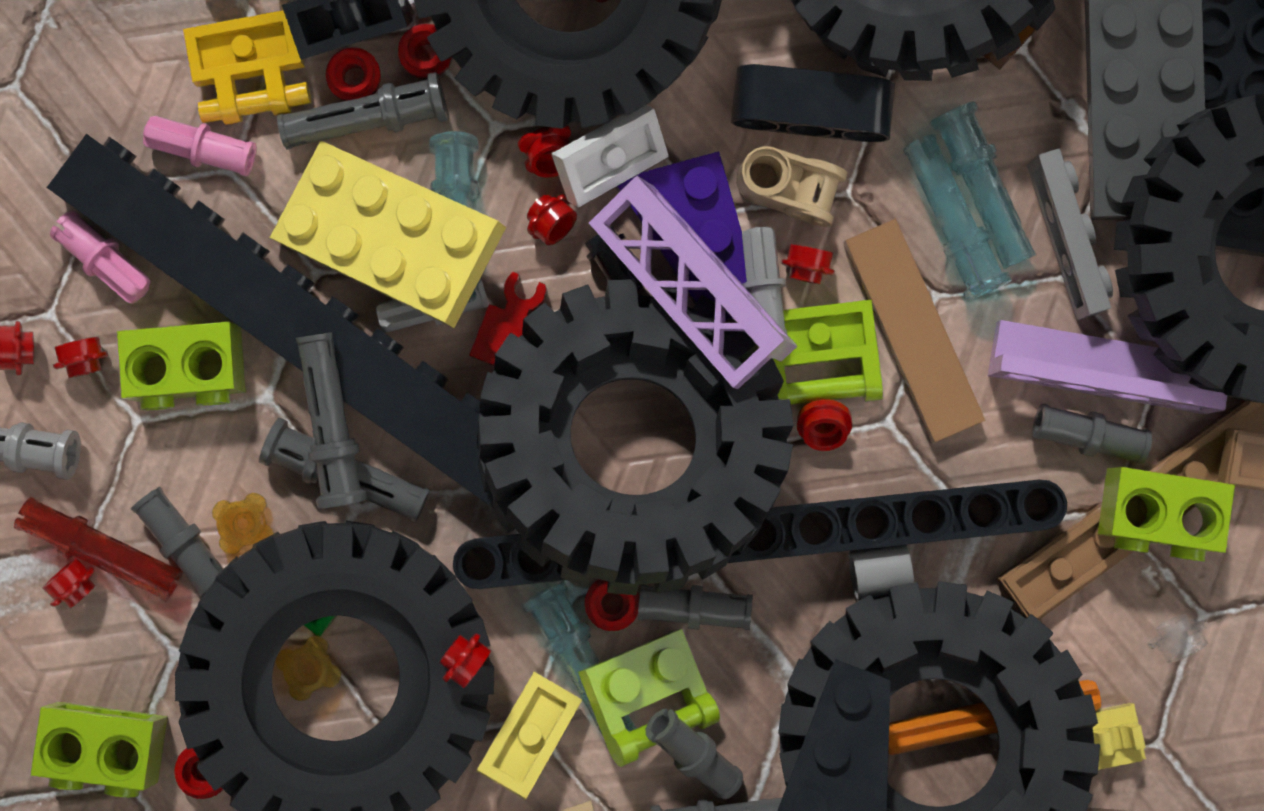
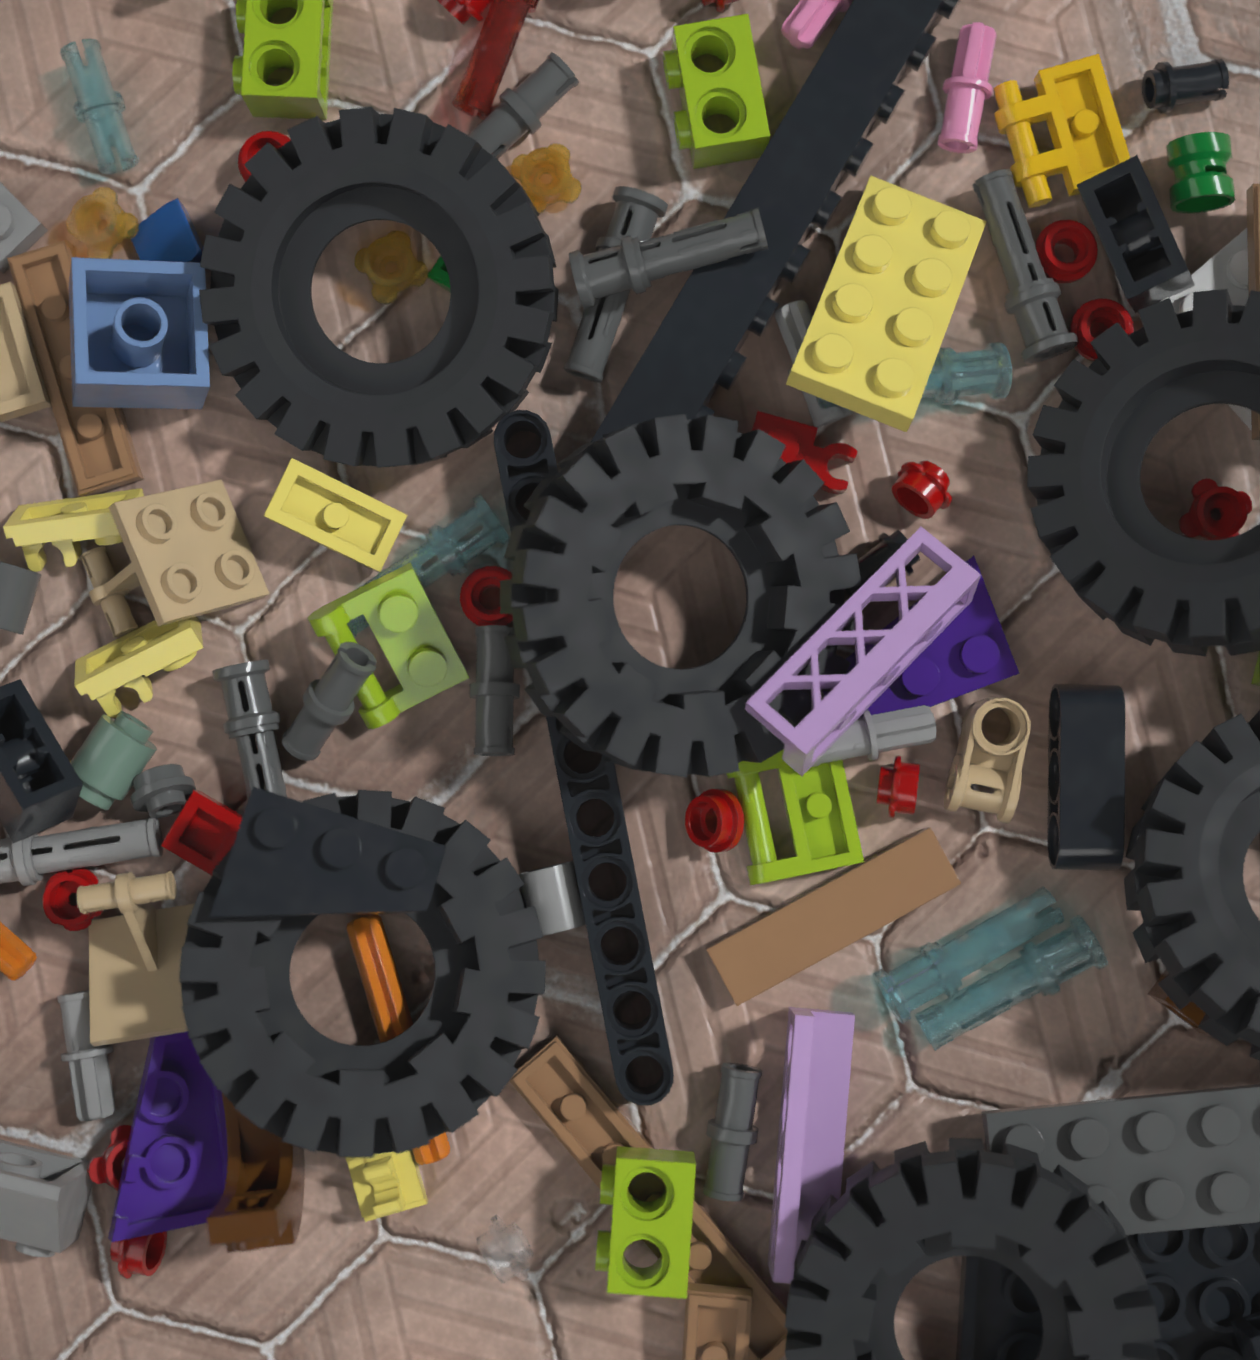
camera: 85 degrees right, 0 degrees up
(464, 659) = (411, 427): red plate -> none
(540, 147) = (999, 478): red plate -> none
(610, 155) = (1002, 547): white plate -> none
(1070, 234) = (963, 1089): light grey plate -> none

